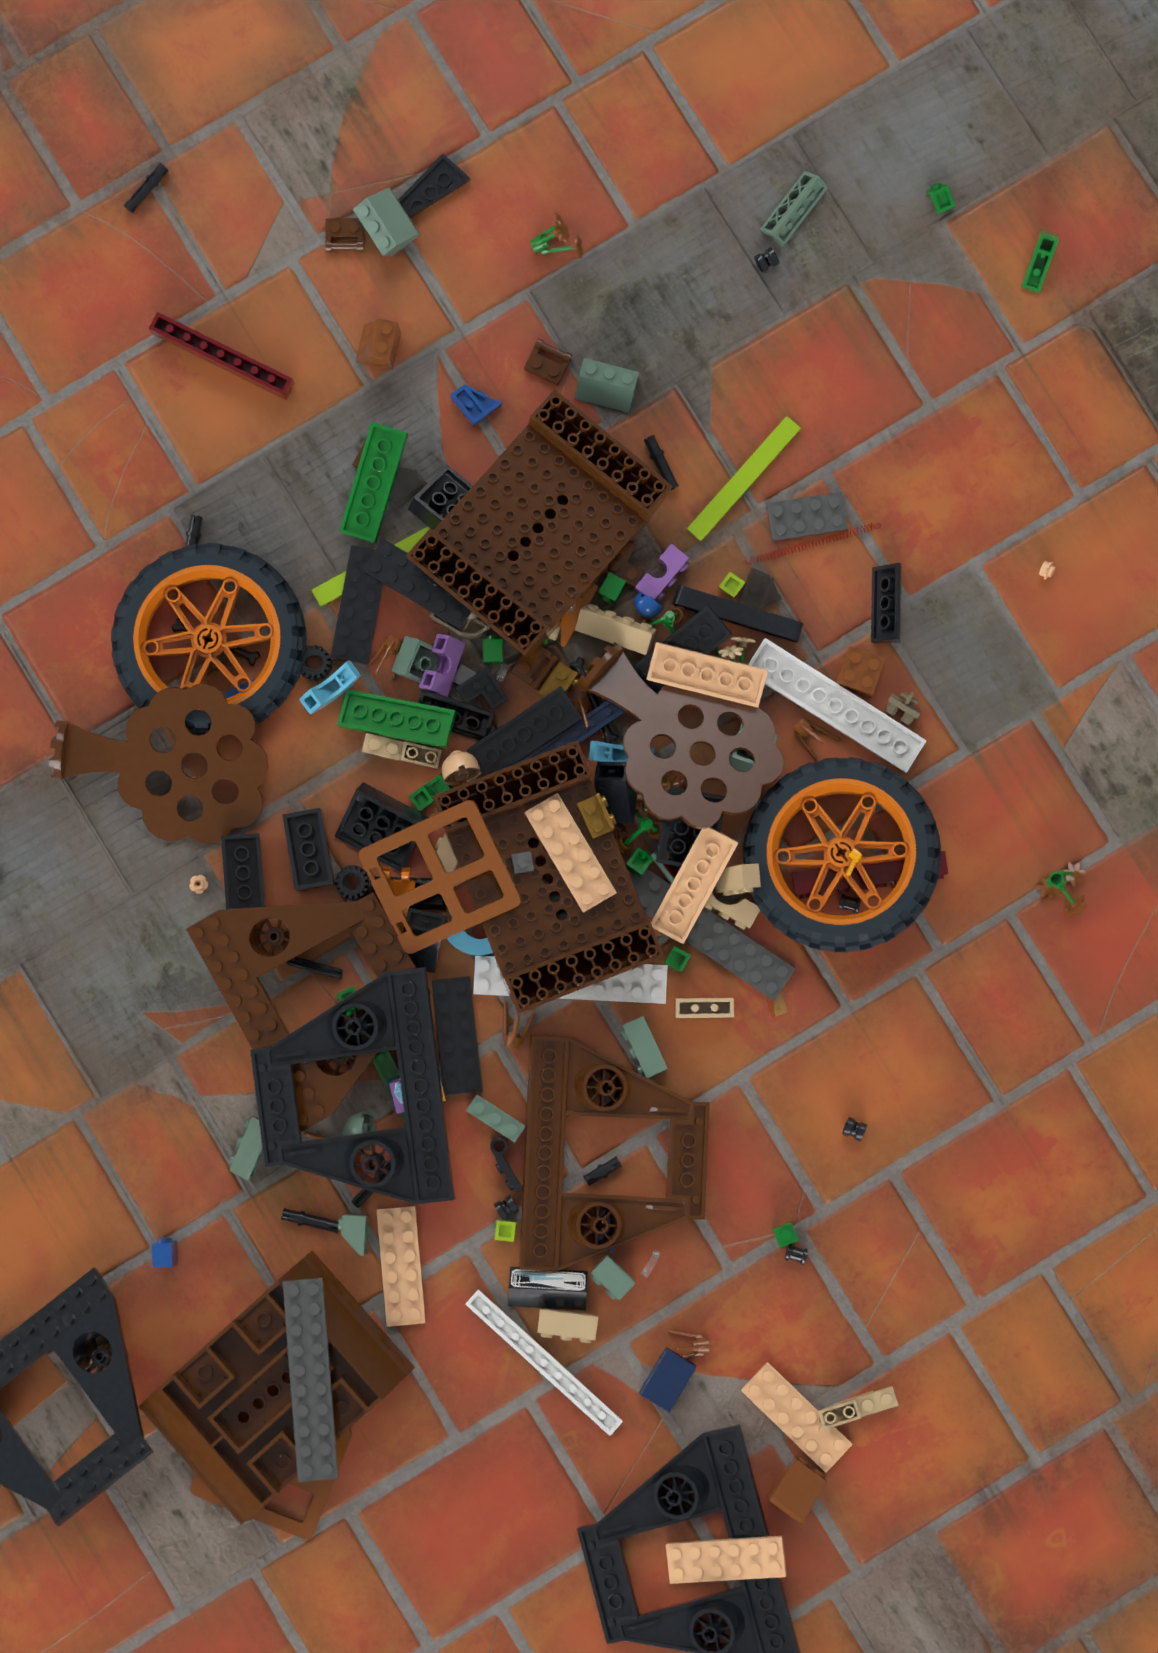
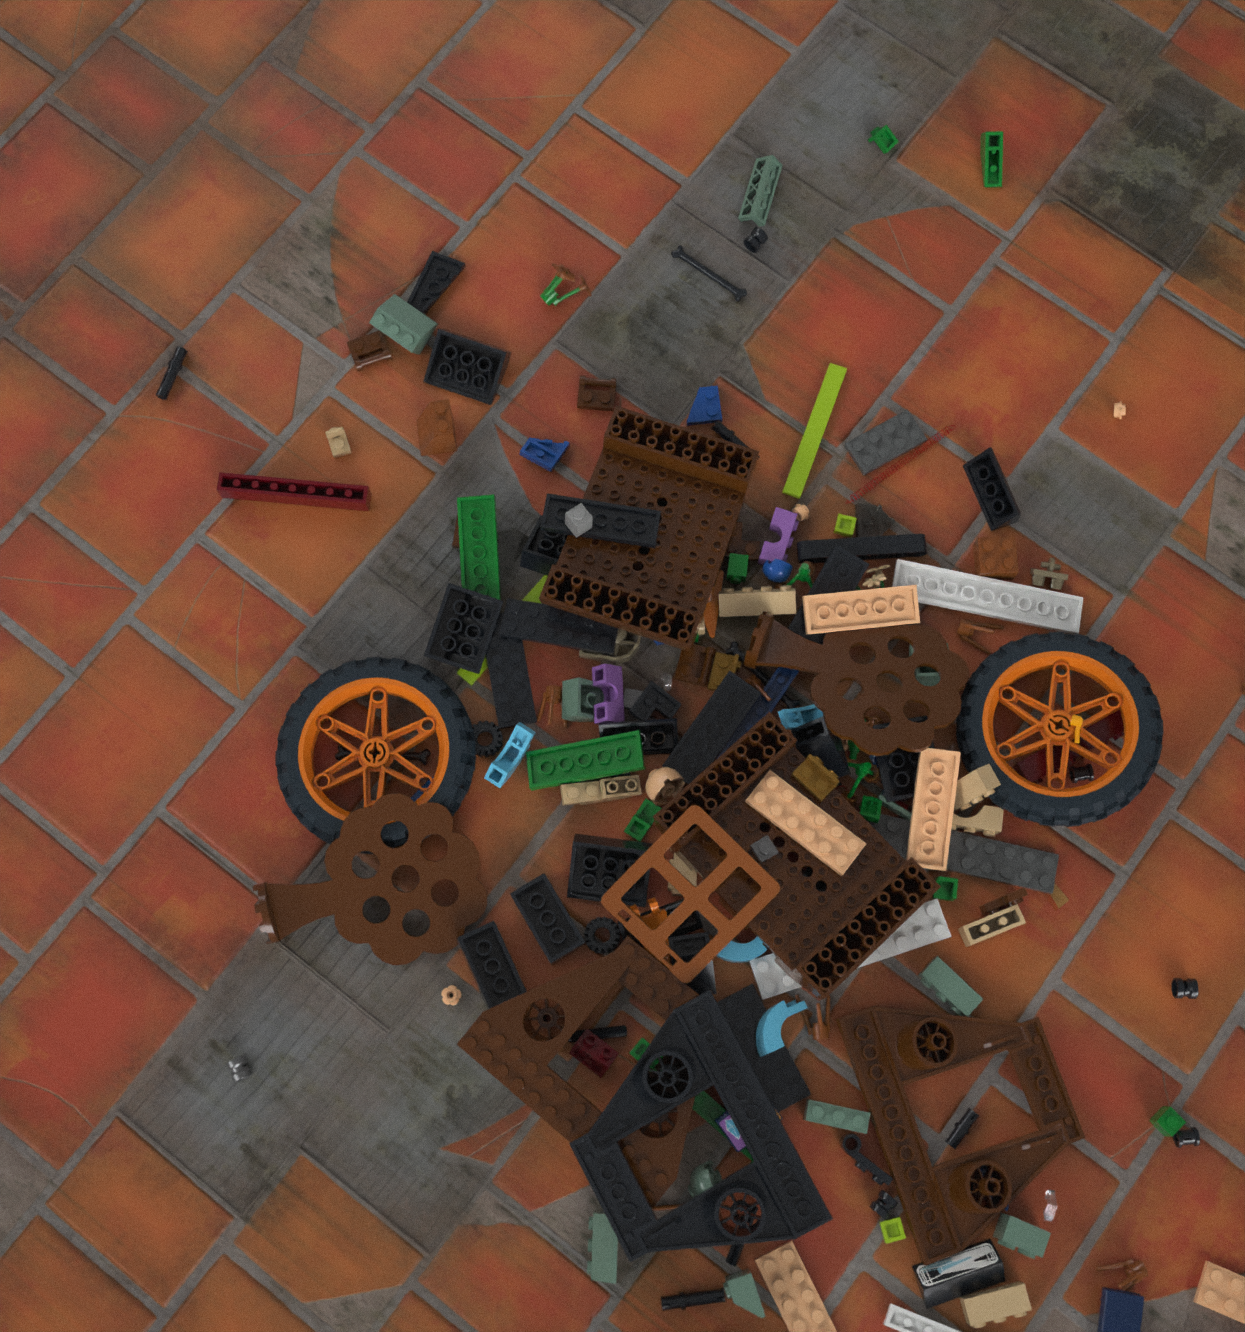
camera: 25 degrees left, 10 degrees down
(194, 530) = (324, 662): black pin -> none
(281, 319) = (338, 442): none -> tan bracket
(305, 982) = (593, 1053): none -> dark red bracket
(331, 551) = (463, 628): none -> black slope
(432, 287) = (466, 366): none -> black slope
(464, 1023) = (769, 1027): none -> medium azure arch
(471, 493) = (578, 520): none -> light grey brick
(493, 650) = (650, 664): green brick -> none
(494, 499) = (609, 522): none -> black plate
(606, 385) = (659, 392): sand green slope -> none
(647, 415) = (706, 407): none -> blue wing
(695, 556) = (802, 512): none -> light nougat plate
(727, 308) = (679, 253): none -> black piece
(730, 991) = (1010, 900): none -> reddish brown plate

